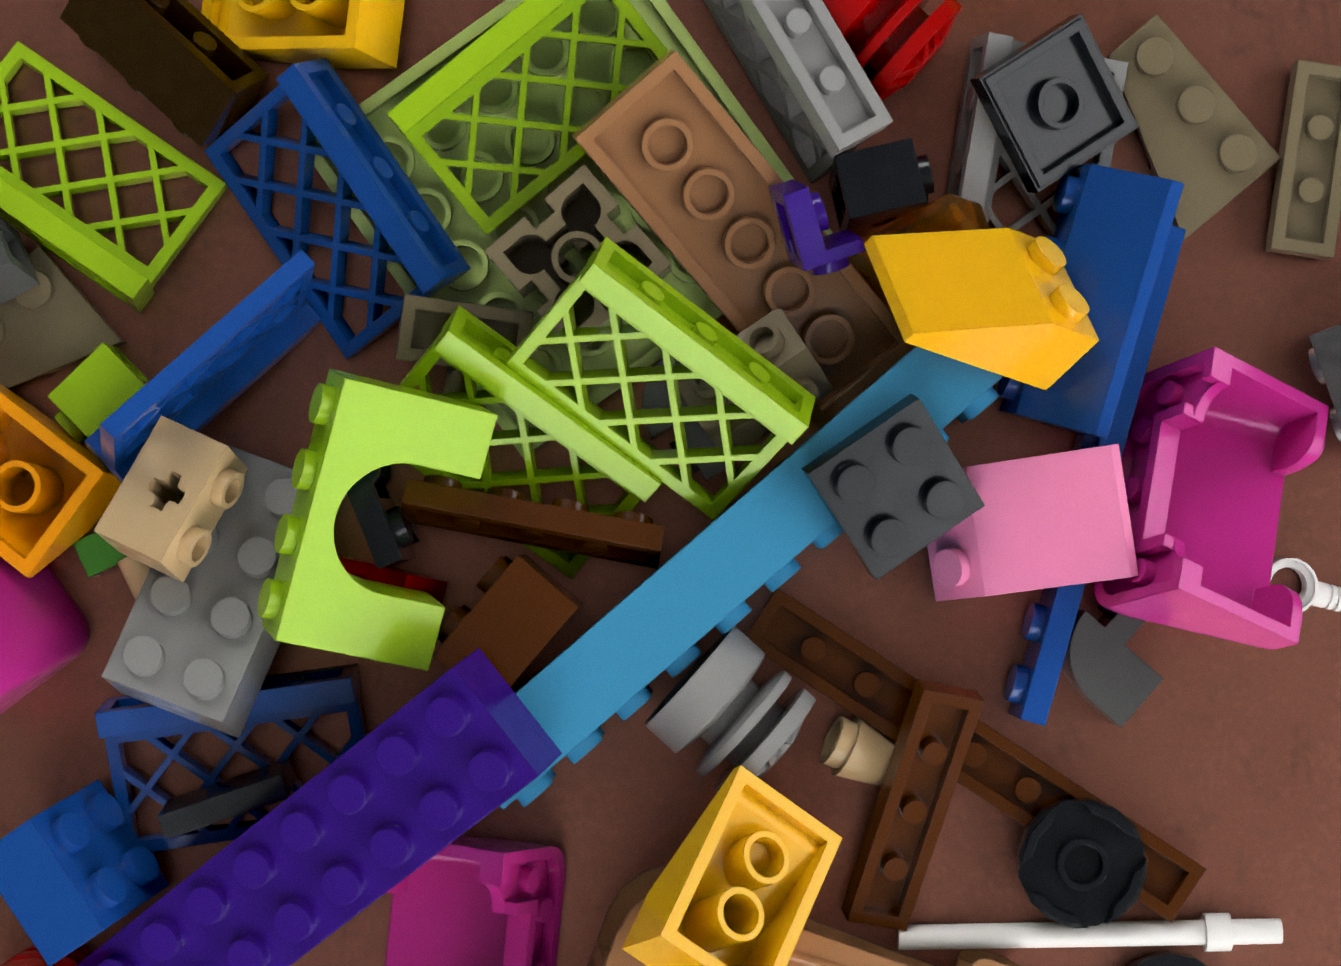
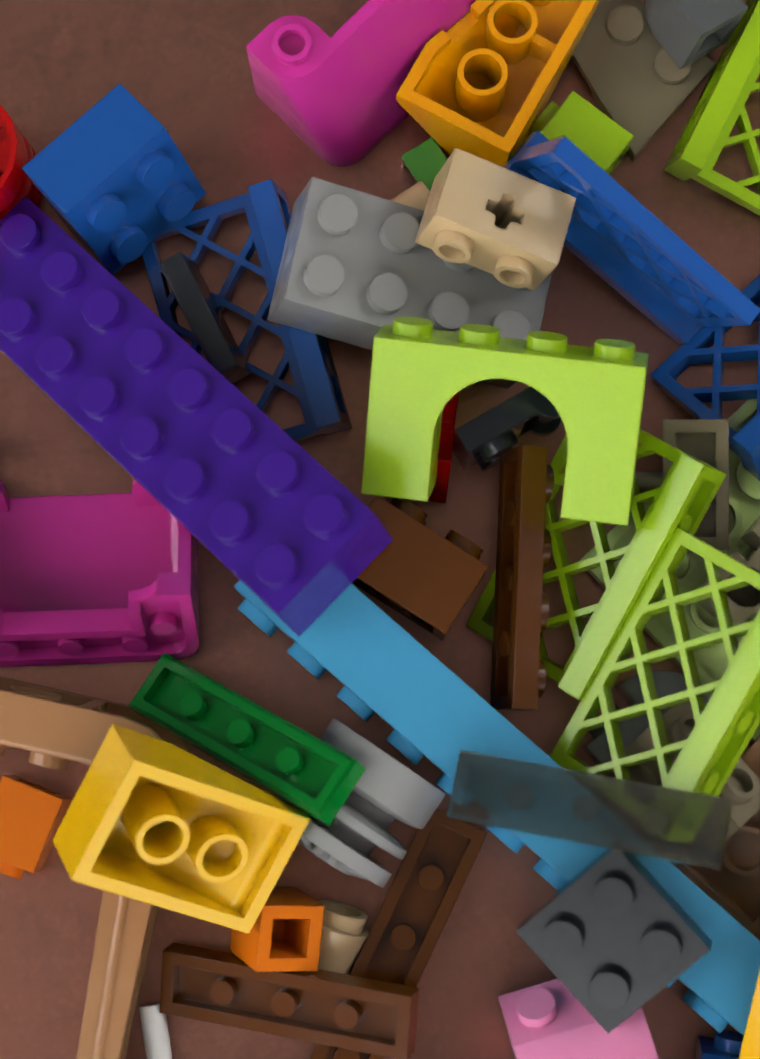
camera: 85 degrees right, 5 degrees down
(653, 813) = (248, 738): none -> green tile
(769, 494) = (591, 809): none -> clear smoke tile
(846, 802) = (284, 934): none -> orange brick

